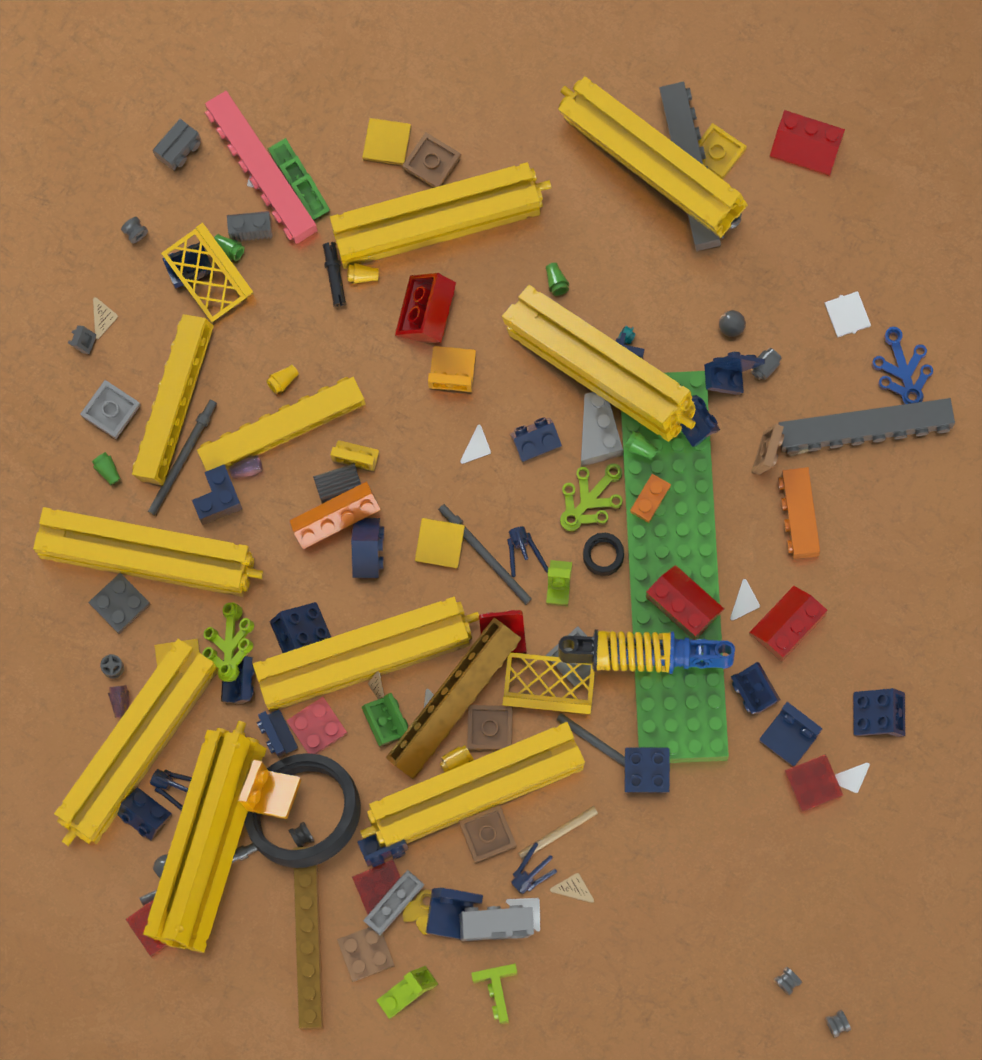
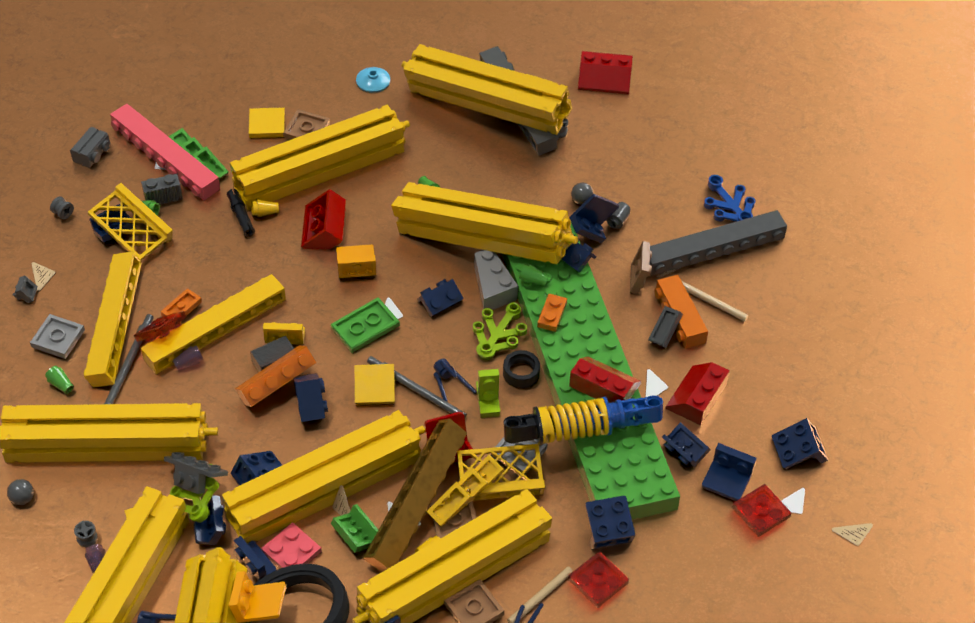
camera: 20 degrees left, 25 degrees down
(51, 603) = (20, 492): none -> dark grey piece
(119, 603) = (85, 483): dark grey plate -> none
(221, 425) = (160, 327): none -> clear red plate
(221, 500) = (168, 383): dark blue brick -> none
(229, 624) = (191, 473): none -> dark grey bracket
(248, 395) = (185, 301): none -> orange plate
(280, 380) = (209, 290): yellow cone -> none
(445, 459) = (365, 325): none -> bright green tile
(505, 704) = (465, 490): none -> yellow slope
(529, 103) = (373, 79): none -> medium azure dish
(592, 739) = (568, 519): dark grey bar -> none
(621, 828) = (598, 579): none -> clear red plate
(775, 533) = (665, 326): none -> dark grey tile
(842, 503) = (715, 302): none -> tan bar
(847, 314) = (673, 176): white piece -> none
(905, 827) = (853, 533): none -> tan sticker

